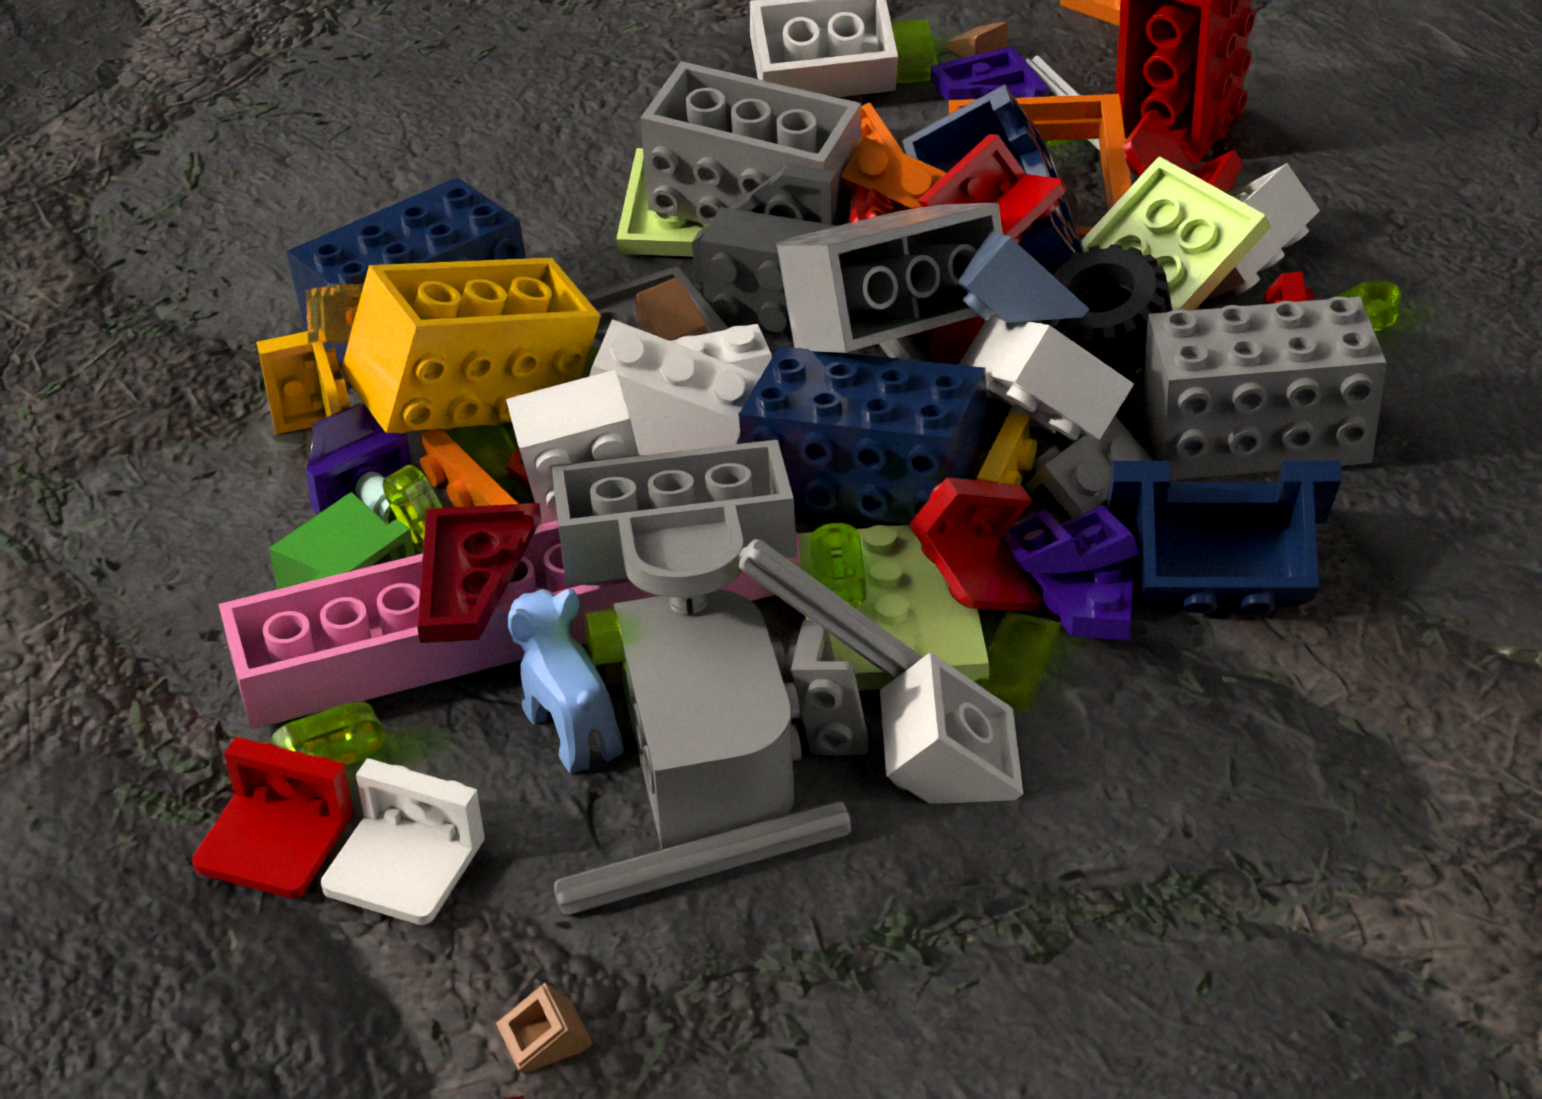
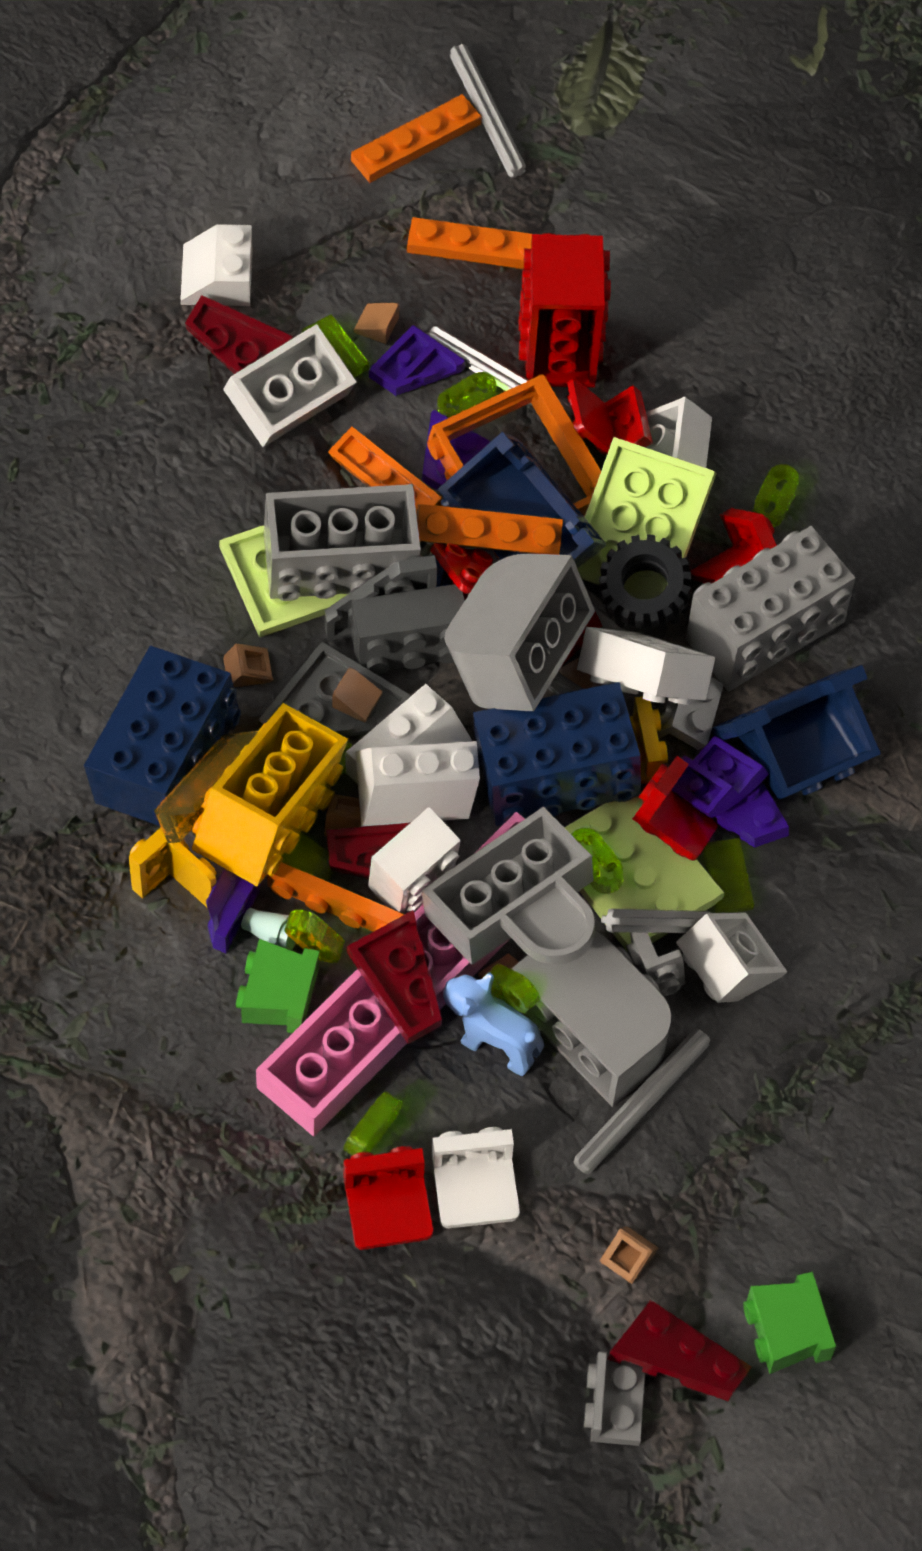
camera: 35 degrees left, 20 degrees up
(587, 267) = (248, 665): none -> medium nougat slope
(994, 176) = (546, 528): red bracket -> none
(1014, 285) = (614, 617): sand blue slope -> none

